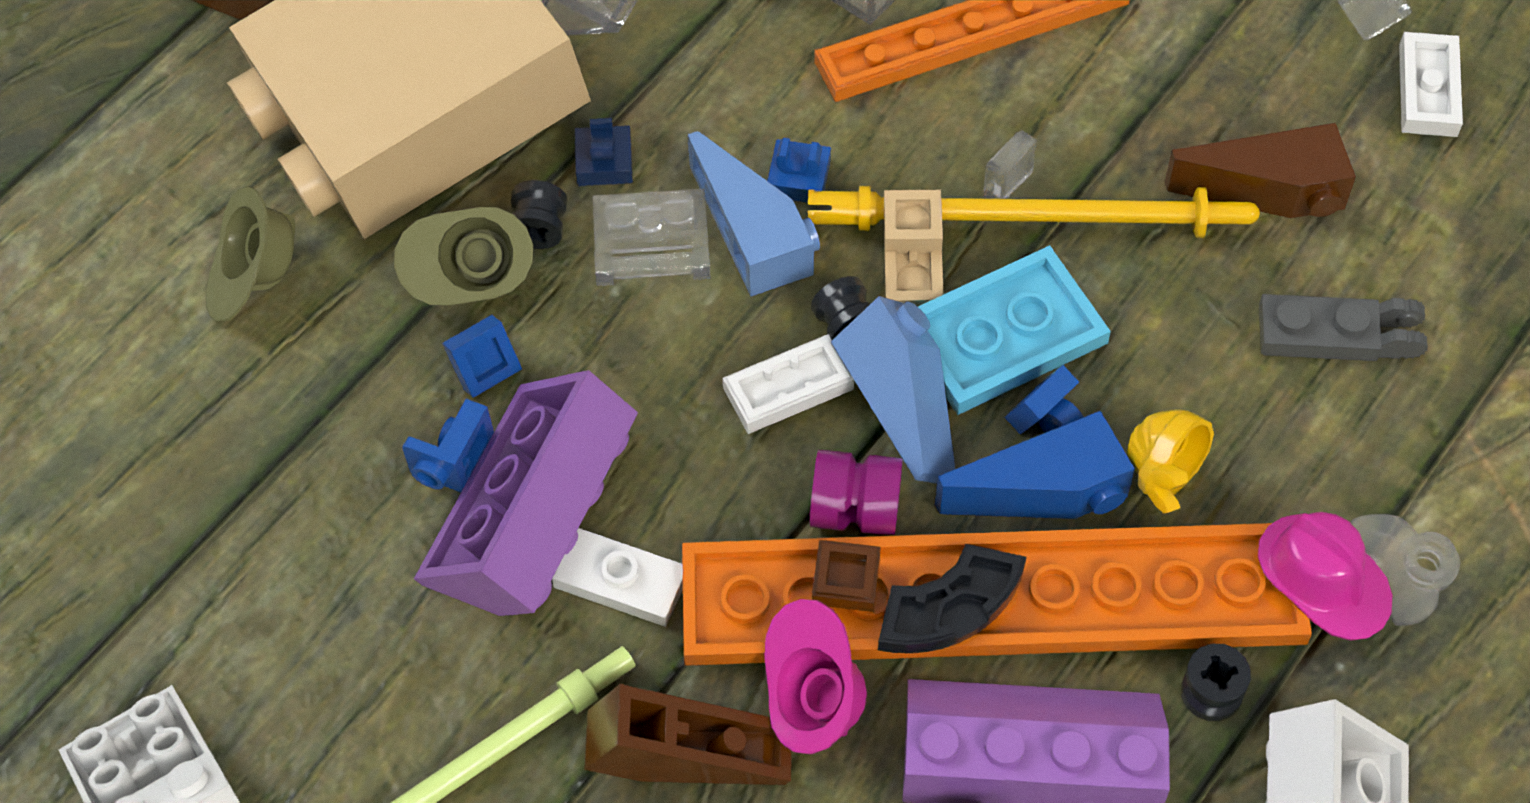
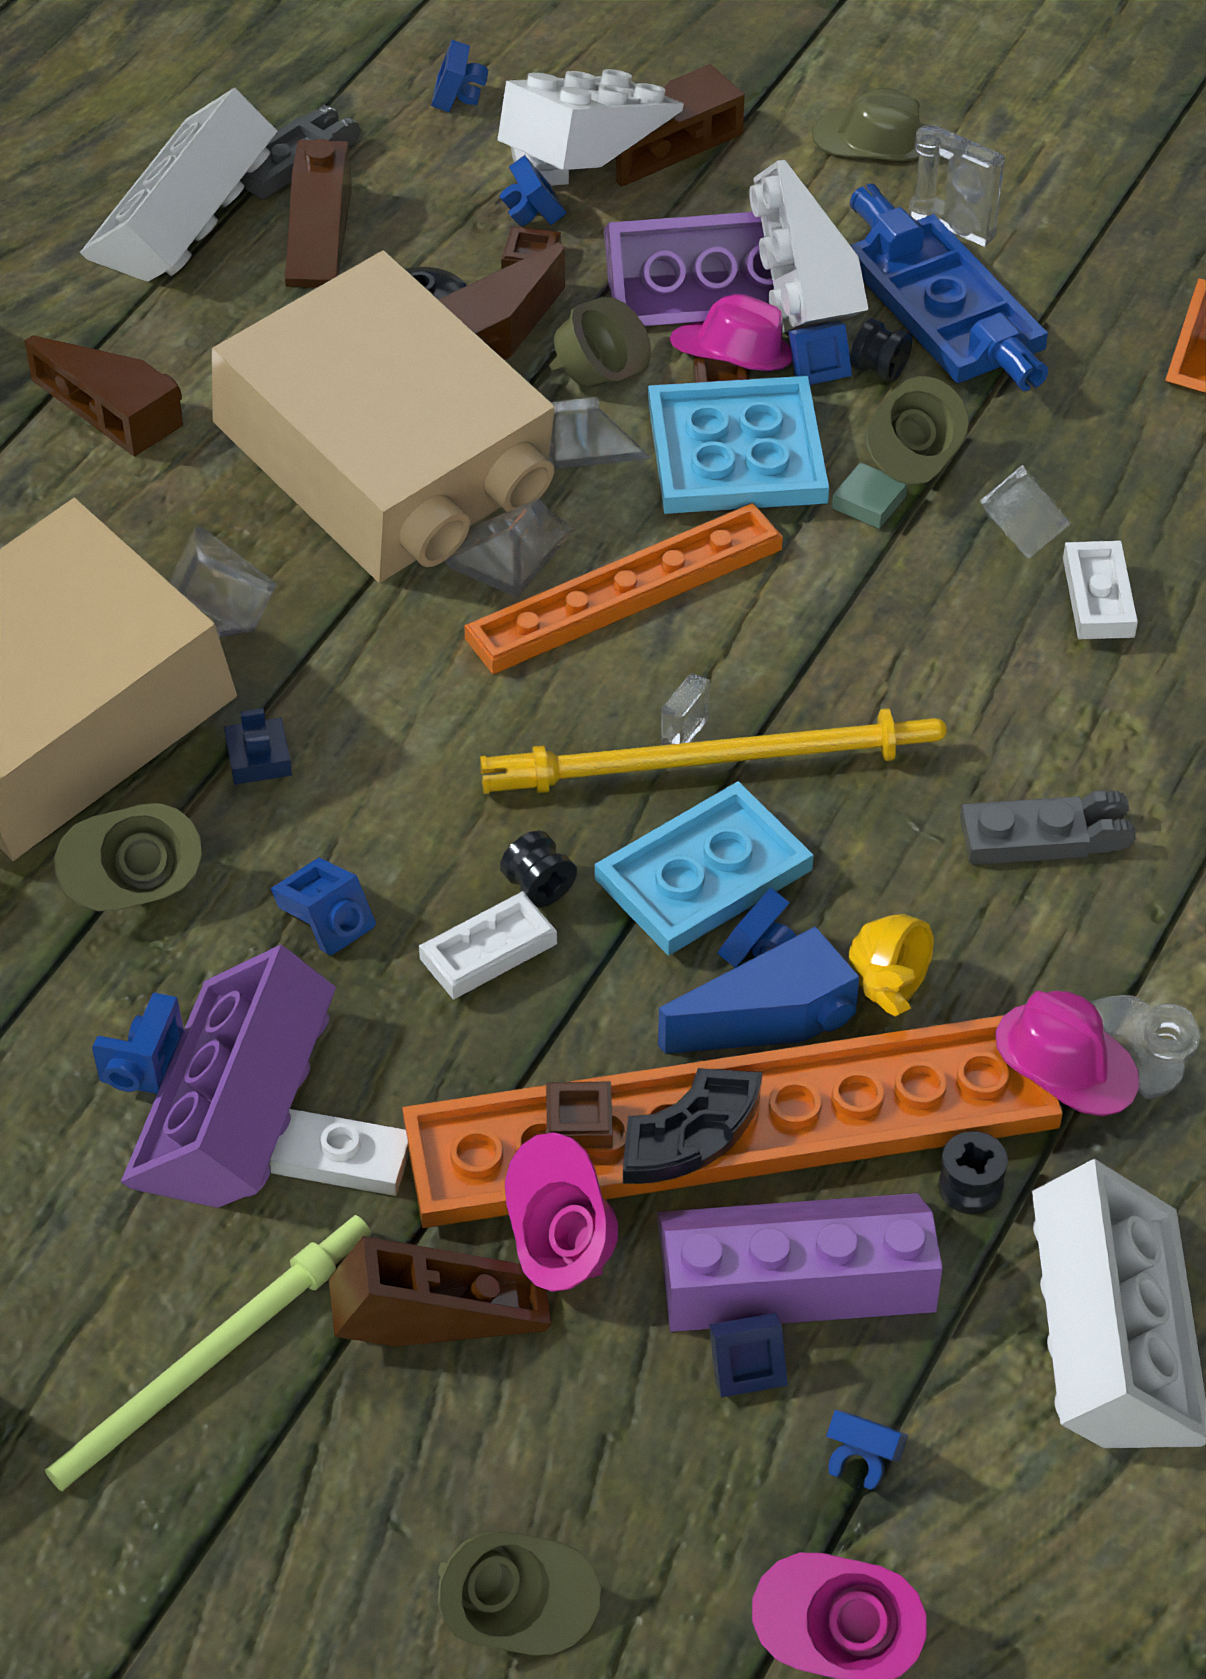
camera: 10 degrees left, 10 degrees down
(482, 356) = (161, 954): blue tile -> none
(539, 209) = (204, 803): black wheel -> none
(643, 321) = (328, 901): none -> blue bracket
(650, 224) = (322, 819): clear plate -> none
(754, 218) = (426, 790): medium blue slope -> none
(799, 168) = (463, 740): blue tile -> none
(856, 492) = (576, 1036): magenta wheel -> none
(902, 381) = (606, 923): medium blue slope -> none
(913, 245) = (596, 799): tan slope -> none
(1279, 171) = (965, 685): reddish brown slope -> none

